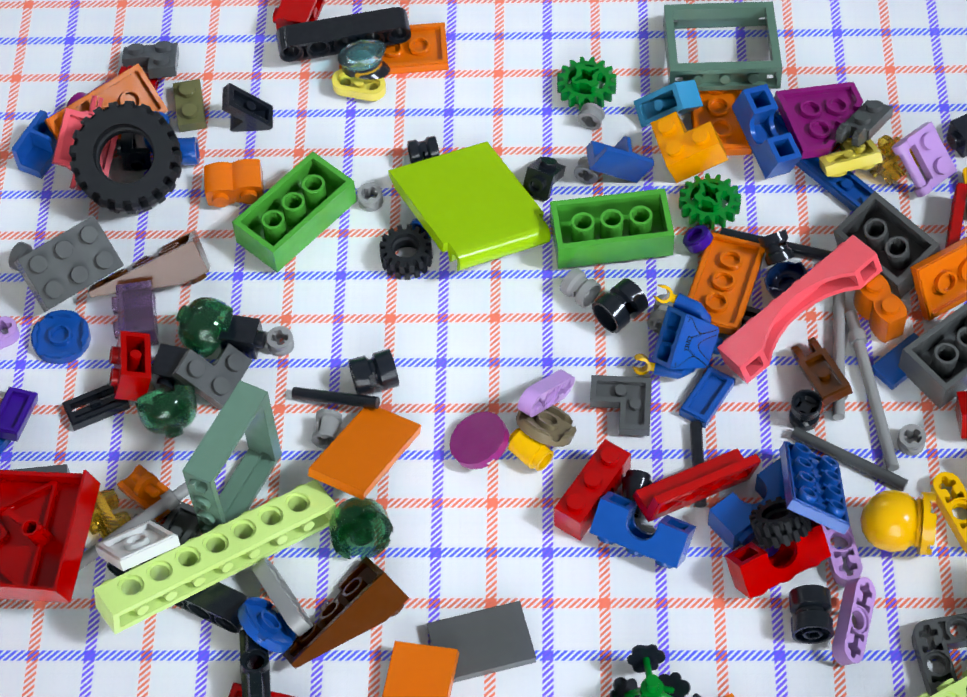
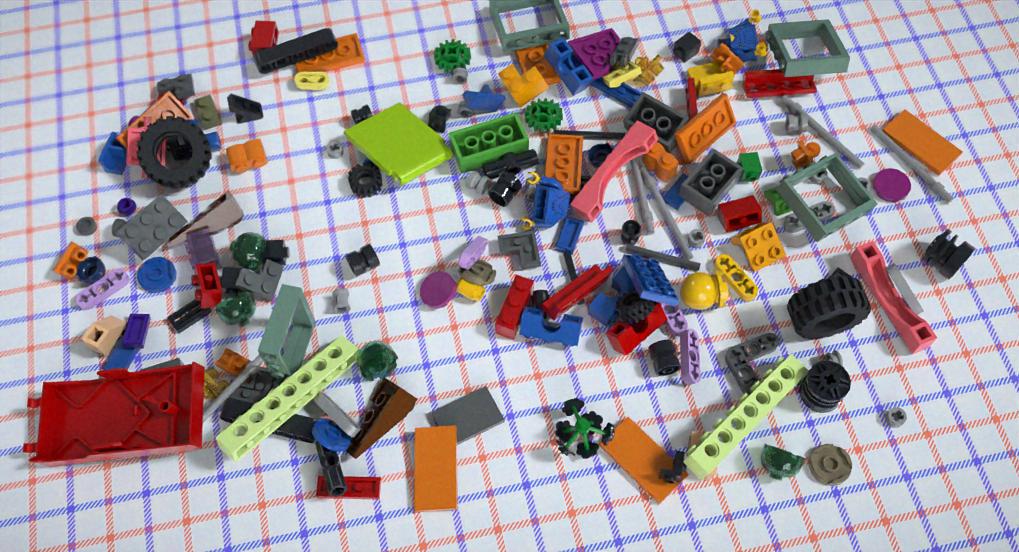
camera: 15 degrees left, 5 degrees up
(36, 221) = (126, 202): none -> dark purple plate
(137, 545) = (237, 402): white tile -> none
(276, 333) = (298, 245): light grey bush -> none
(294, 211) = (289, 167): bright green brick -> none
(335, 397) = (342, 280): black bar -> none
(364, 60) = (312, 64): clear light blue piece -> none
(364, 451) = (368, 311): orange tile -> none
(639, 267) = (510, 163): none -> black piece
(677, 97) = (510, 55): dark azure slope -> none
(697, 239) = (541, 139): dark purple tile -> none
(776, 247) = (590, 136): black wheel -> none
(822, 372) = (635, 207): reddish brown hinge -> none
(929, 154) = (668, 65): lavender plate -> none

